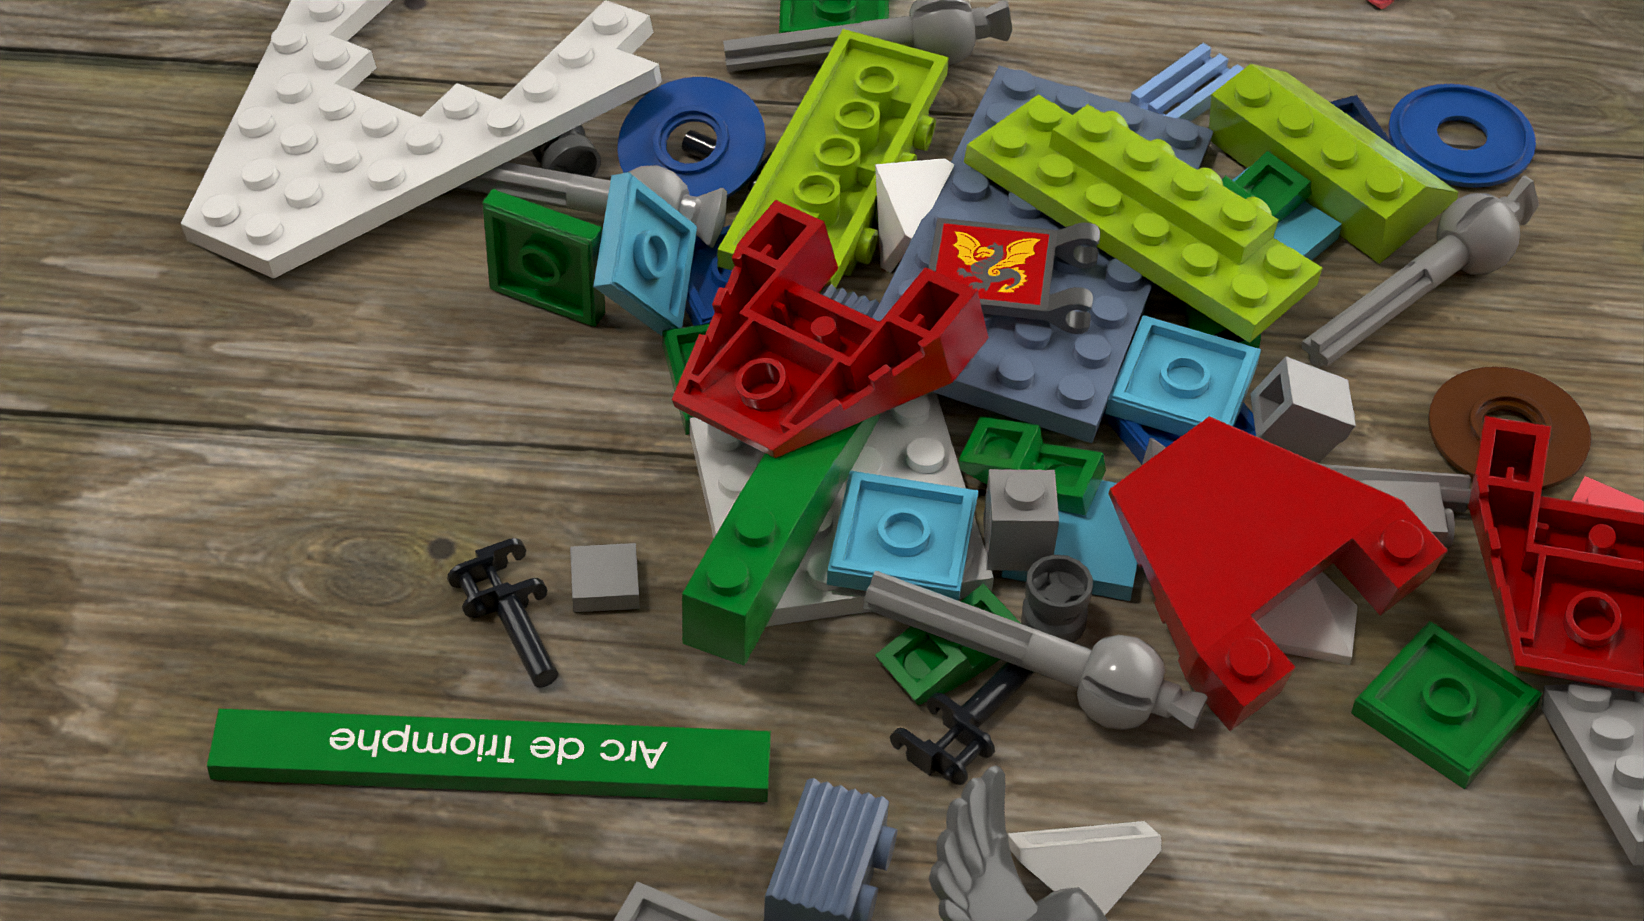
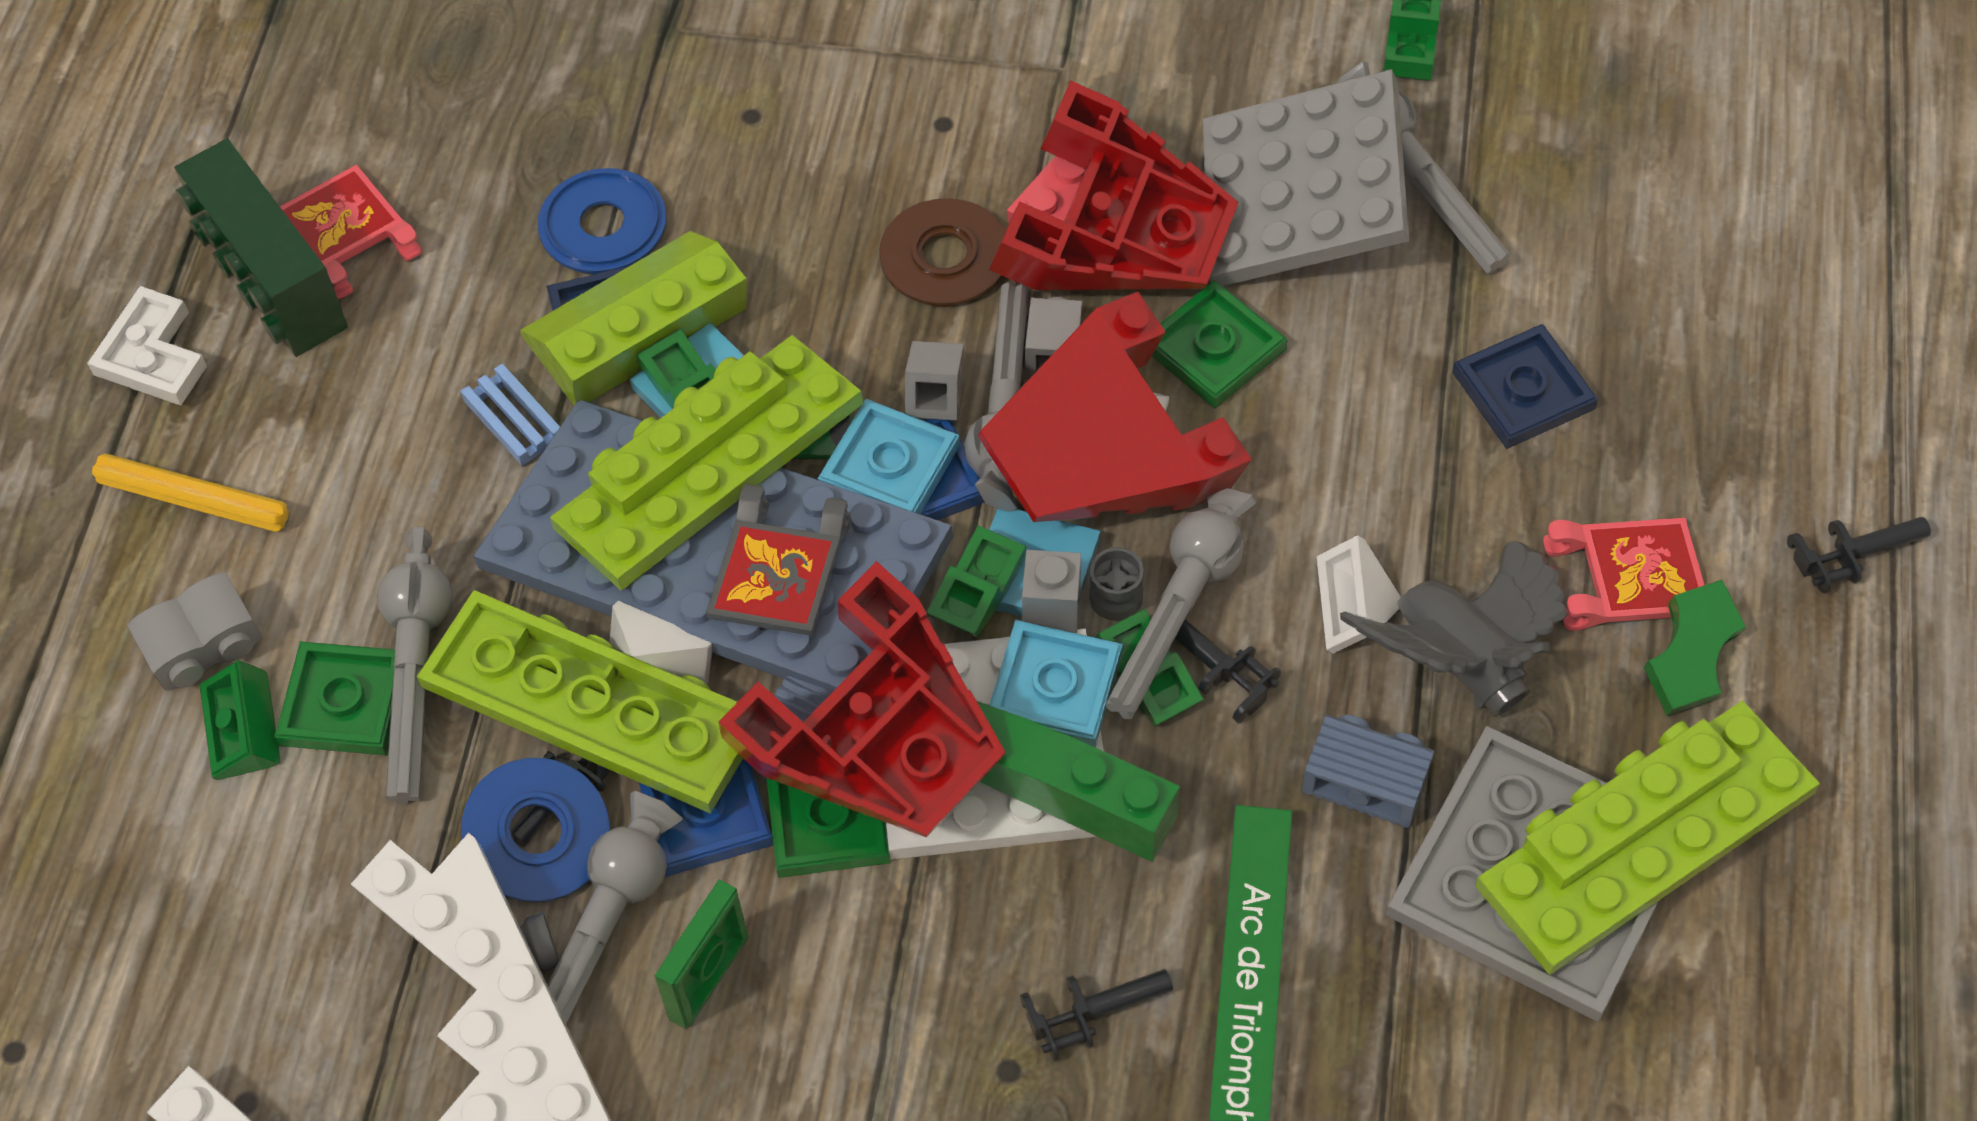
camera: 80 degrees left, 10 degrees up
(604, 577) = (1060, 930): light grey tile -> none
(645, 254) = (721, 859): medium azure tile -> none
(1472, 236) = (749, 229): light grey piece -> none

